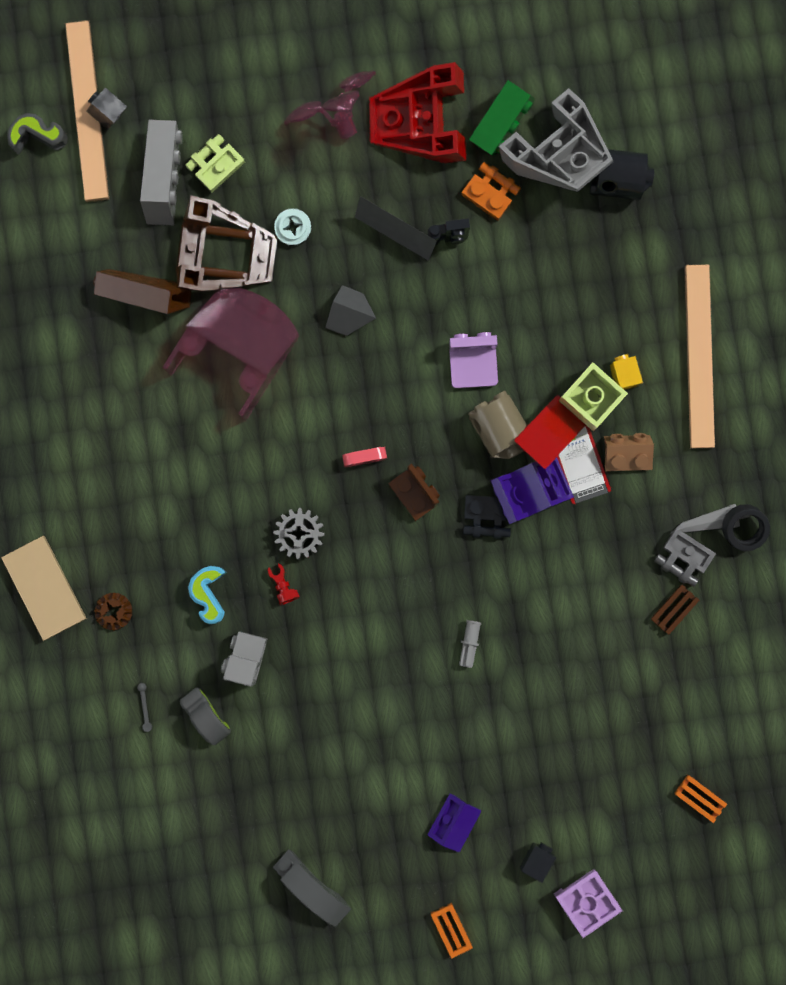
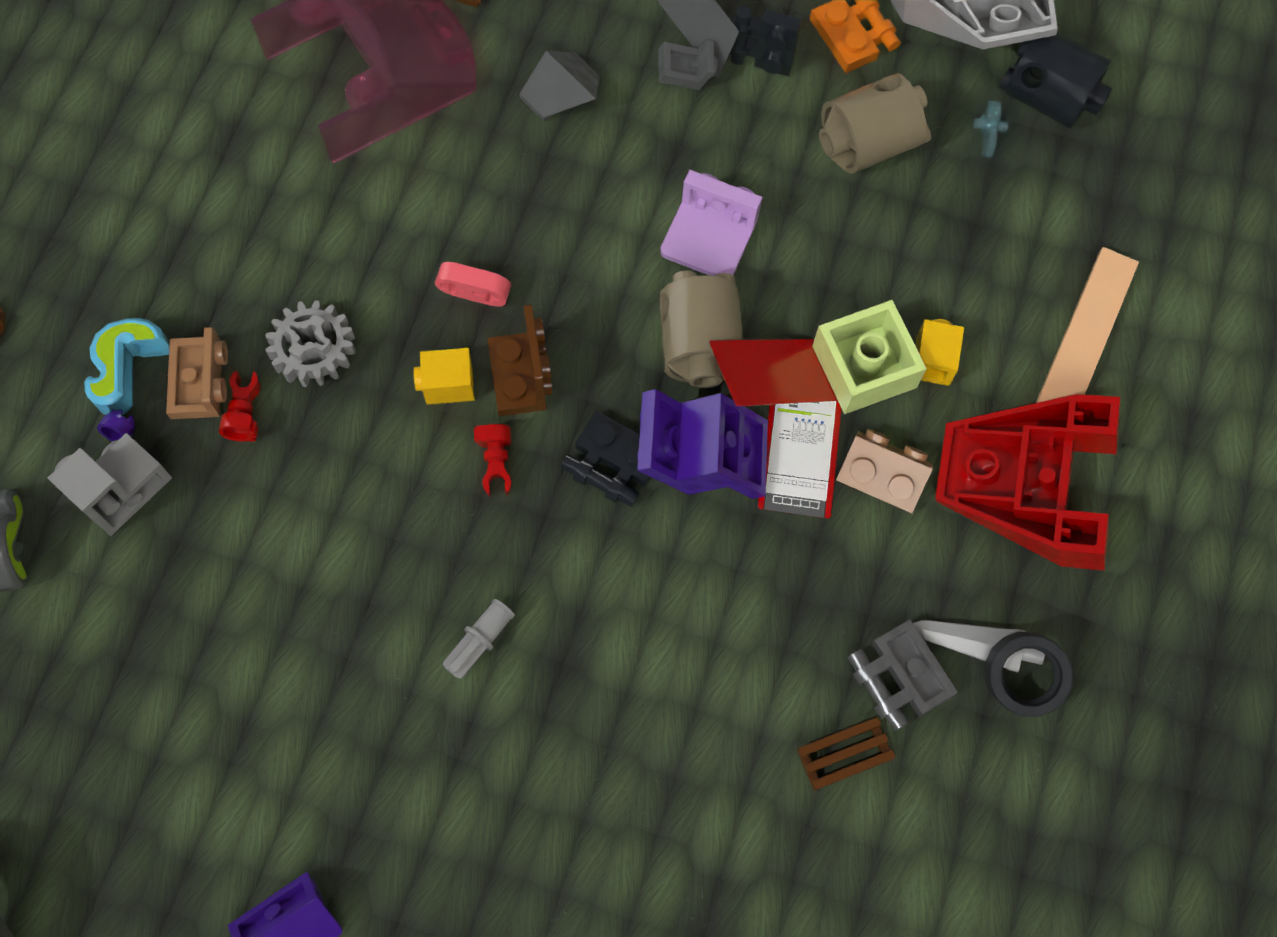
camera: 25 degrees right, 15 degrees down
(226, 628) = (115, 425): none -> dark purple hinge
(249, 581) = (195, 376): none -> medium nougat bracket
(379, 516) = (445, 376): none -> yellow brick
(410, 264) = (687, 65): none -> dark grey bracket
(422, 537) = (494, 438): none -> red piece
(533, 255) = (874, 123): none -> dark tan cylinder
(594, 218) = (989, 126): none -> clear light blue piece
(695, 422) = (1016, 473): none -> red wedge

